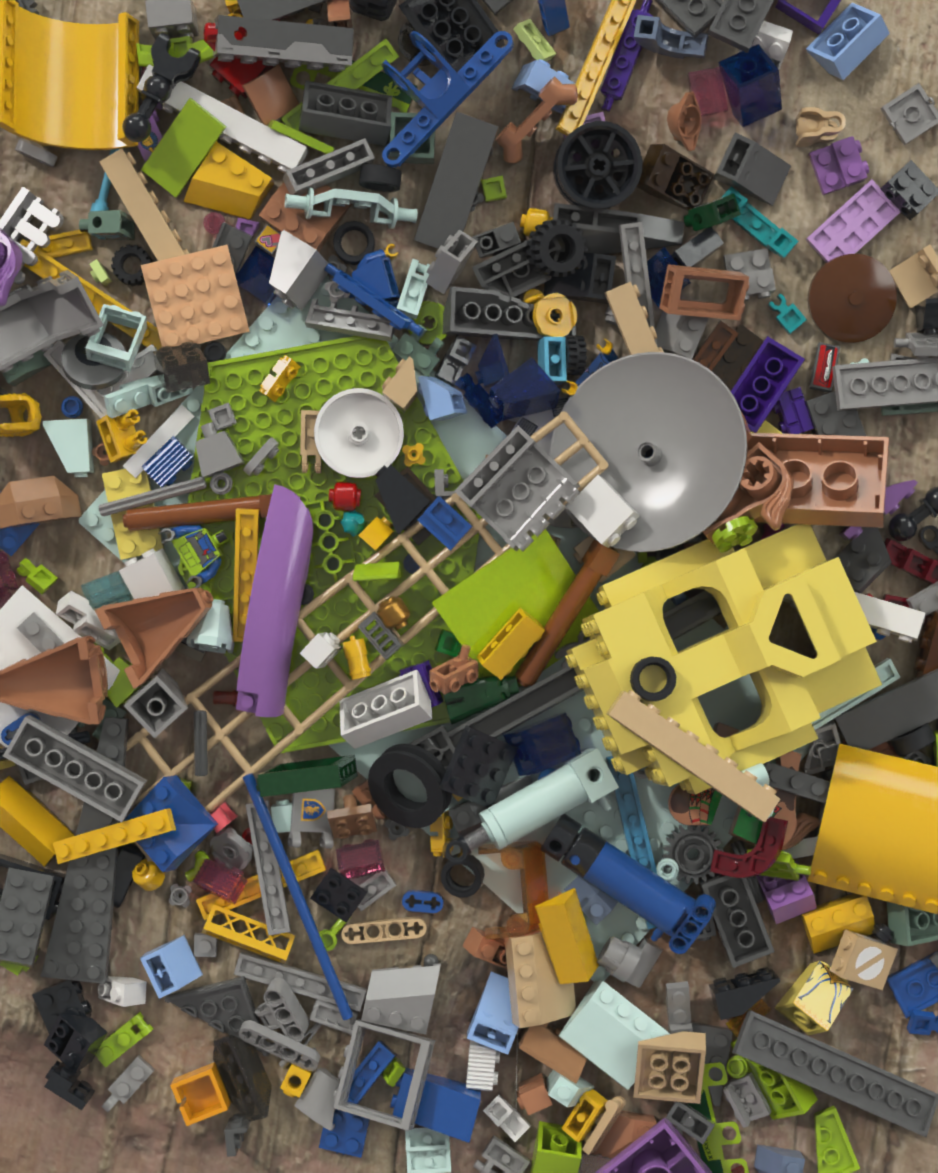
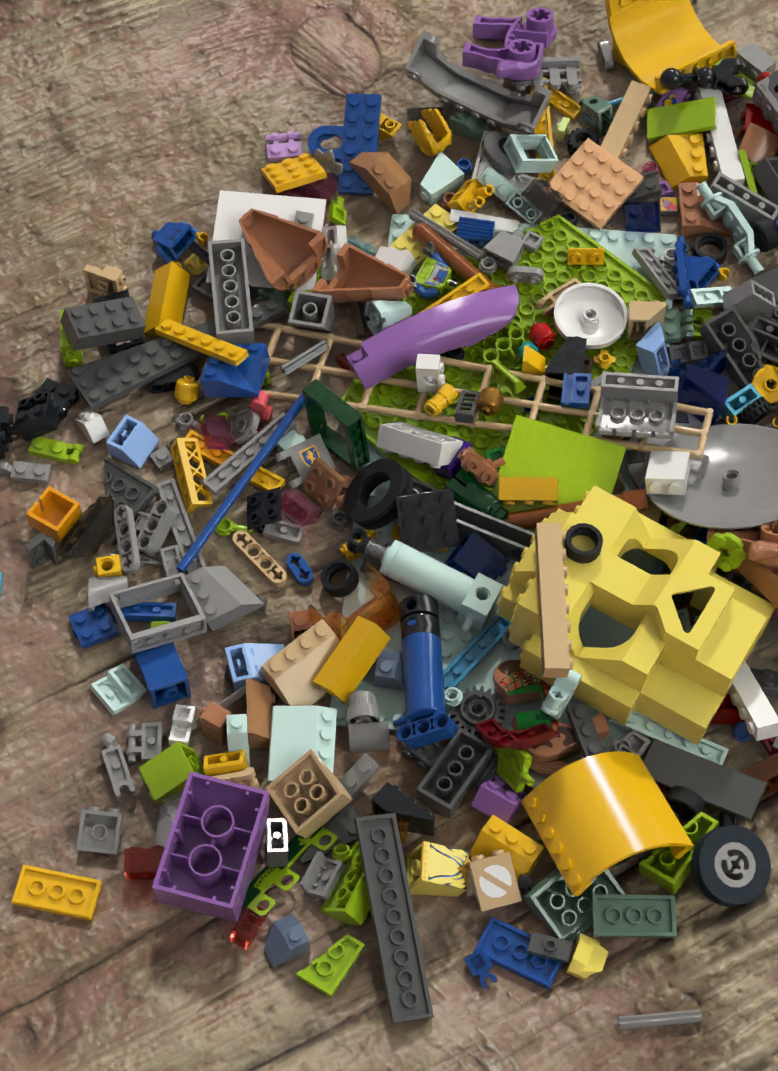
camera: 60 degrees right, 30 degrees down
(296, 271) = (661, 222): slope -> none
(481, 1067) = (209, 680): white brick -> none

